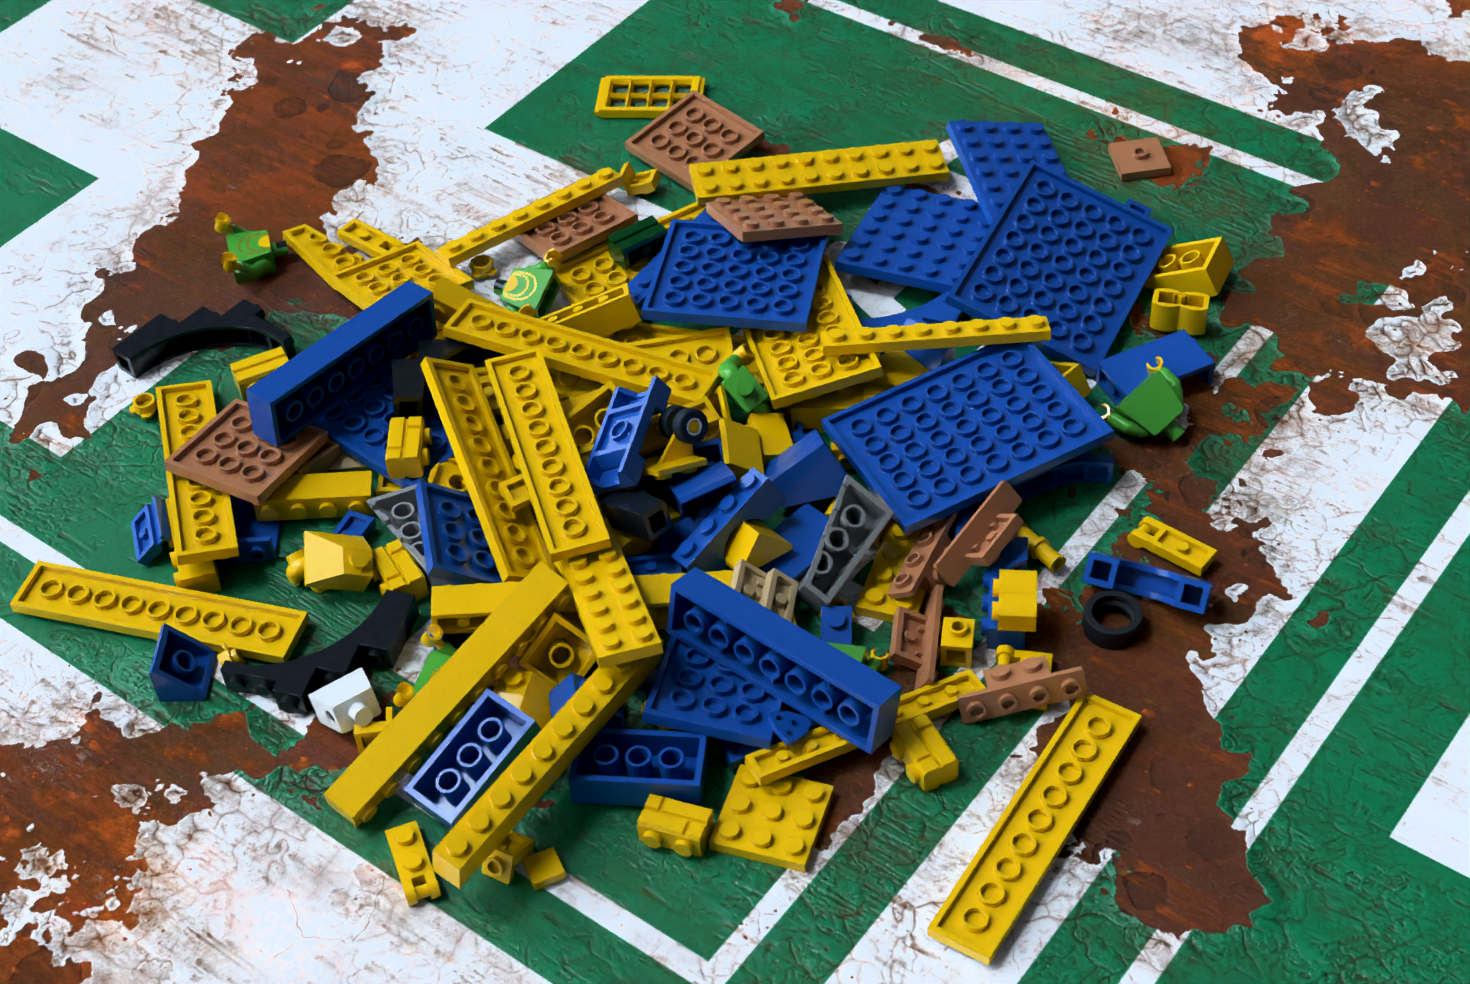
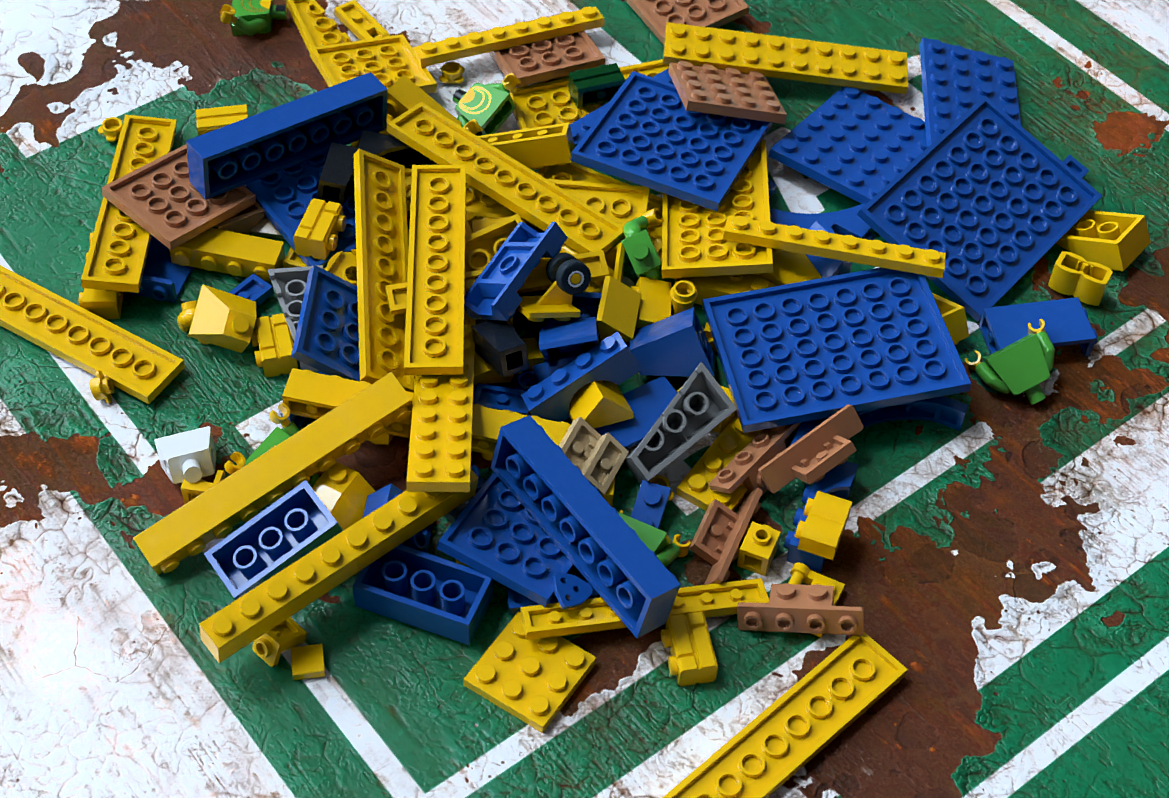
camera: 10 degrees right, 5 degrees up
(150, 531) = (74, 247): blue plate -> none
(167, 338) = (152, 72): black arch -> none
(181, 666) = (56, 381): blue slope -> none
(374, 642) = (232, 405): black arch -> none
(412, 862) = (193, 608): yellow plate -> none
(559, 651) = (384, 458): yellow slope -> none
(641, 182) = (620, 27): yellow bracket -> none
(675, 825) = (438, 655): yellow brick -> none
(800, 421) = (683, 296): none -> yellow cone
(1040, 549) = (868, 477): yellow pin -> none
(1112, 602) = (913, 547): black tyre -> none
(1139, 159) = (1095, 117): nougat plate -> none
(1149, 581) = (975, 547): blue arch -> none
(1172, 545) = (995, 508): yellow plate -> none

